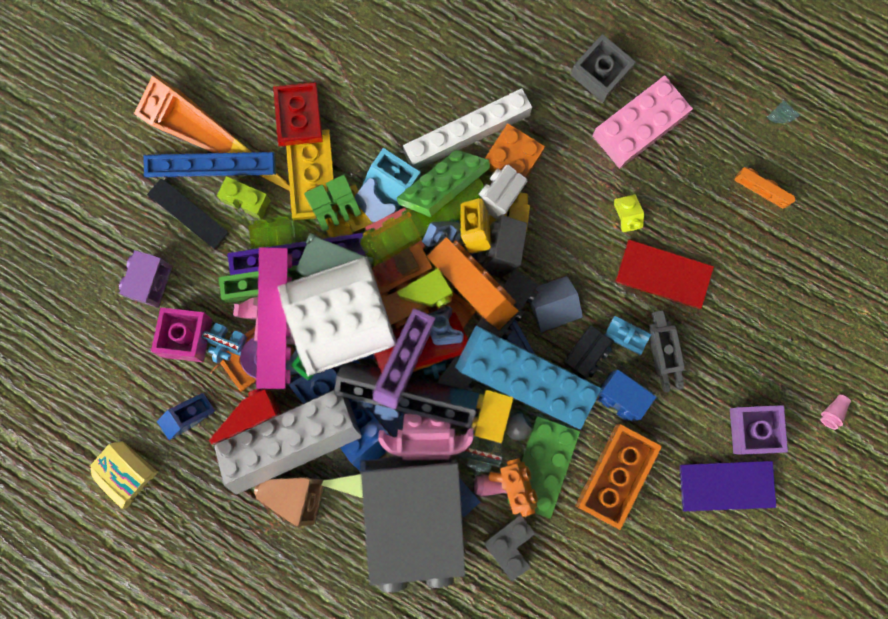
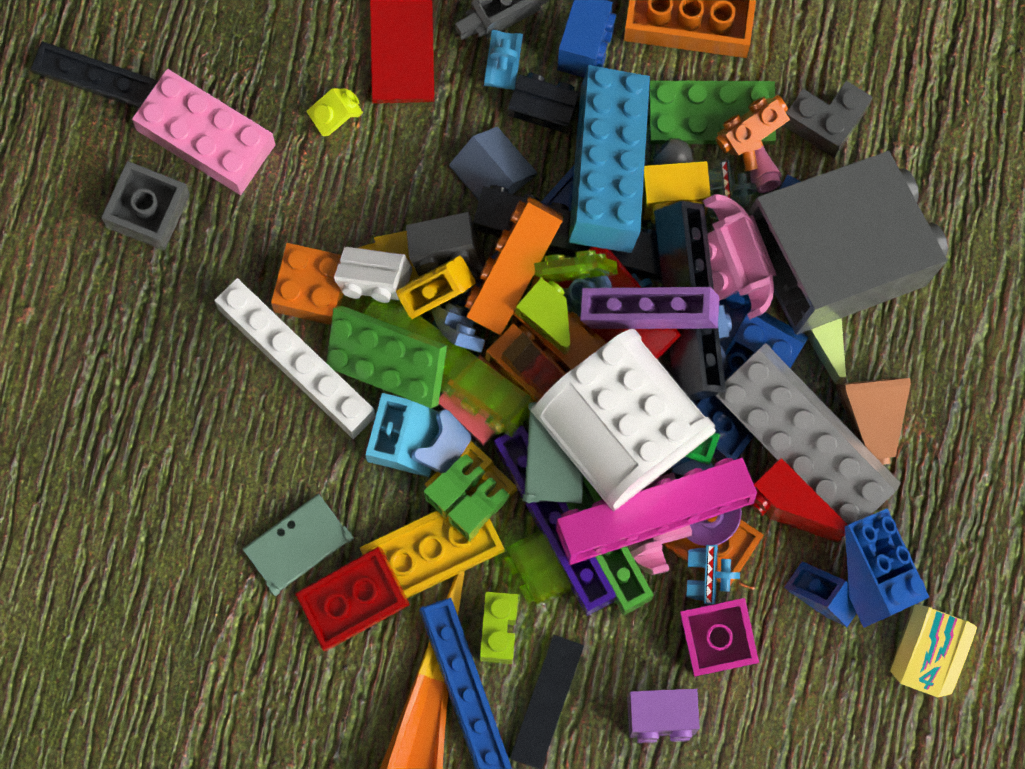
camera: 110 degrees left, 5 degrees down
(179, 456) = (880, 569): none -> blue slope
(349, 103) = (297, 544): none -> sand green door
(451, 318) = (585, 265): none -> clear neon green plate
(707, 66) = (92, 75): none -> black tile

